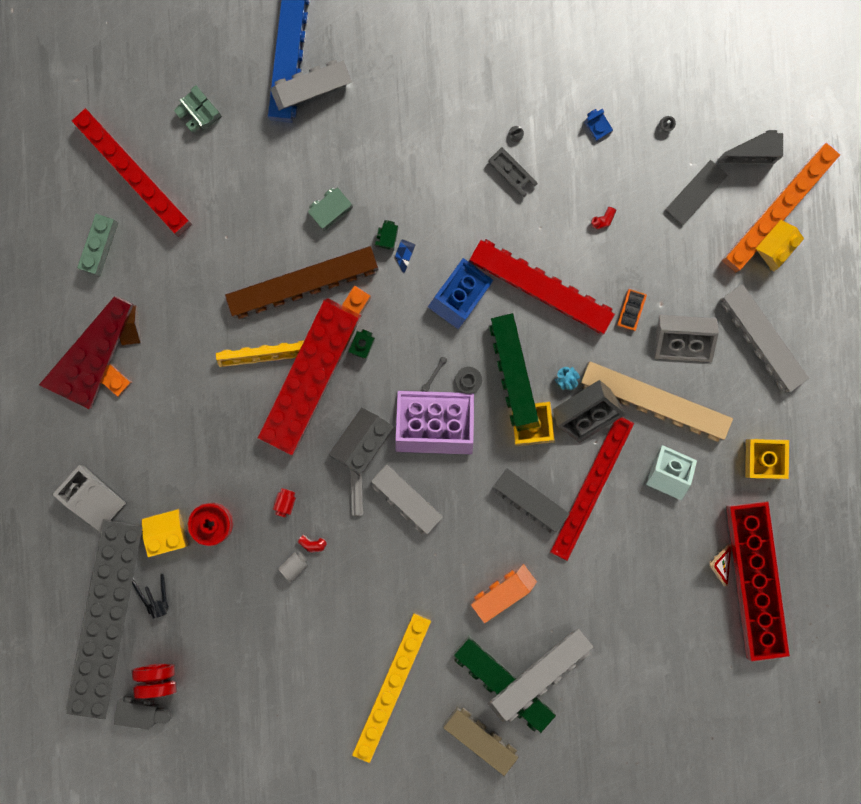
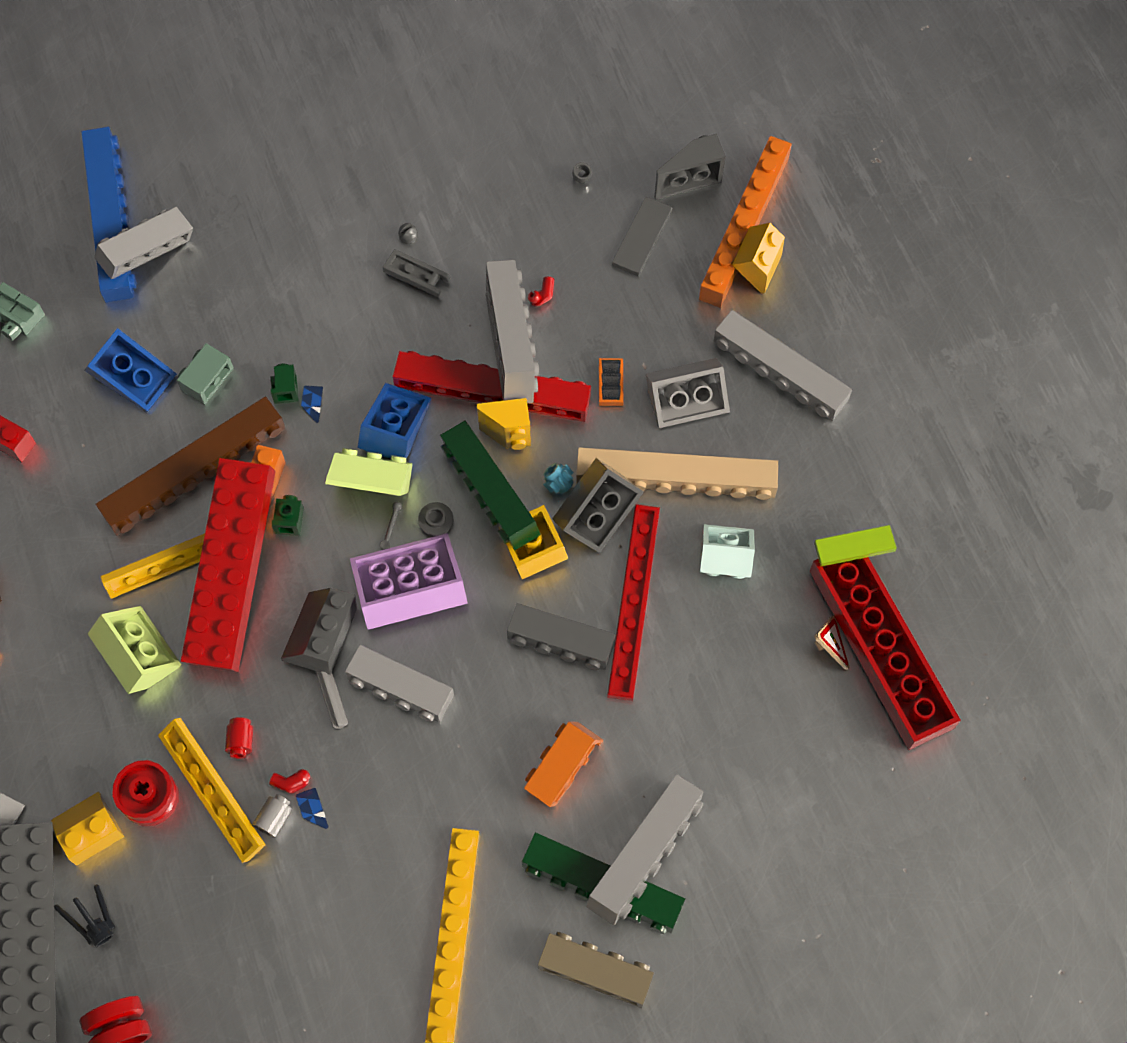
camera: 15 degrees left, 20 degrees down
(227, 413) = (133, 648): none -> yellowish green slope
(256, 534) = (211, 790): none -> yellow plate
(275, 189) = (130, 370): none -> blue slope
(321, 566) = (311, 807): none -> dark blue sticker
(430, 334) = (370, 472): none -> yellowish green slope
(543, 325) = (506, 422): none -> yellow slope
(568, 253) = (511, 331): none -> light grey brick
(598, 124) = (501, 196): blue bracket -> none
(764, 506) = (855, 545): none -> lime tile
(767, 459) = (838, 496): yellow brick -> none

